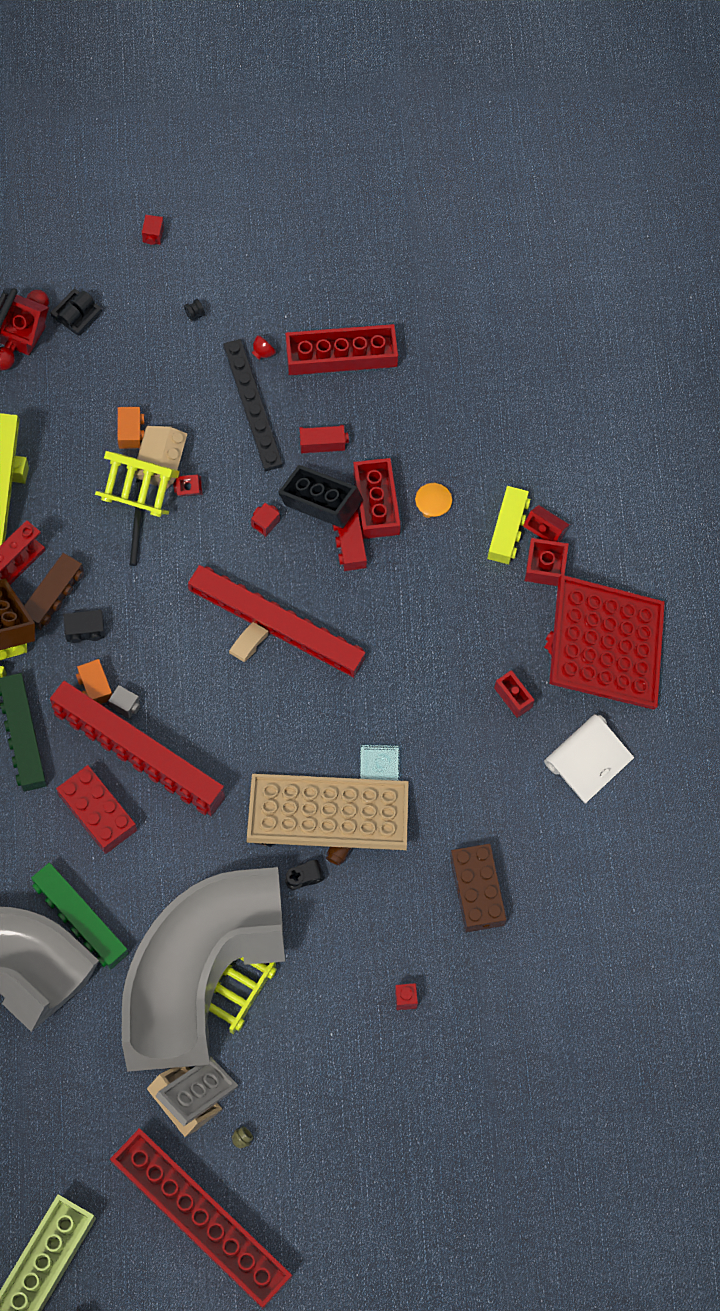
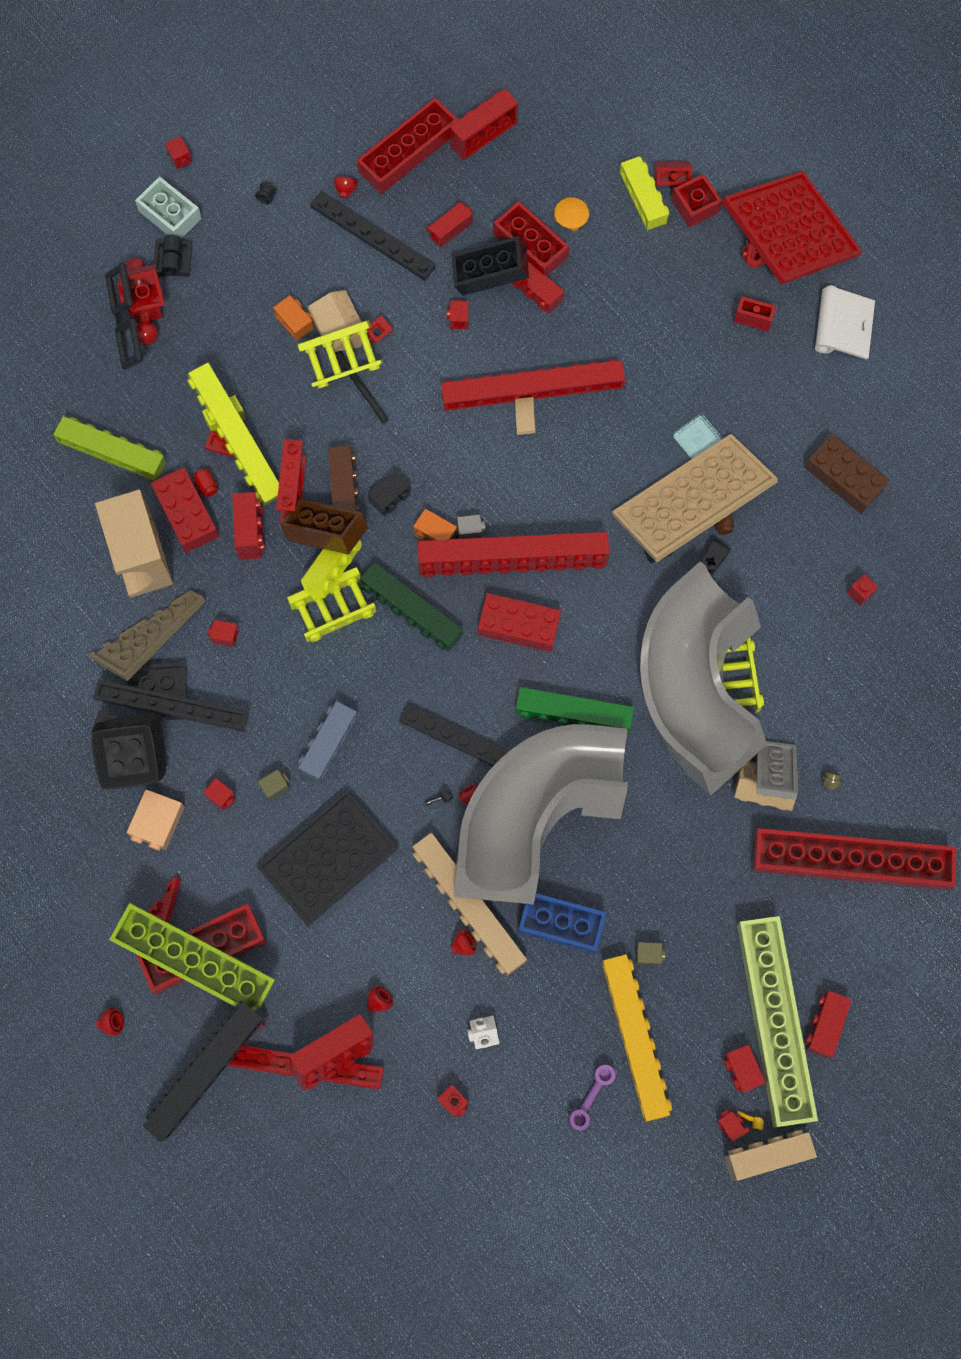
camera: 35 degrees left, 5 degrees up
(104, 270) = (168, 208): none -> light aqua brick
(418, 374) = (483, 124): none -> red brick

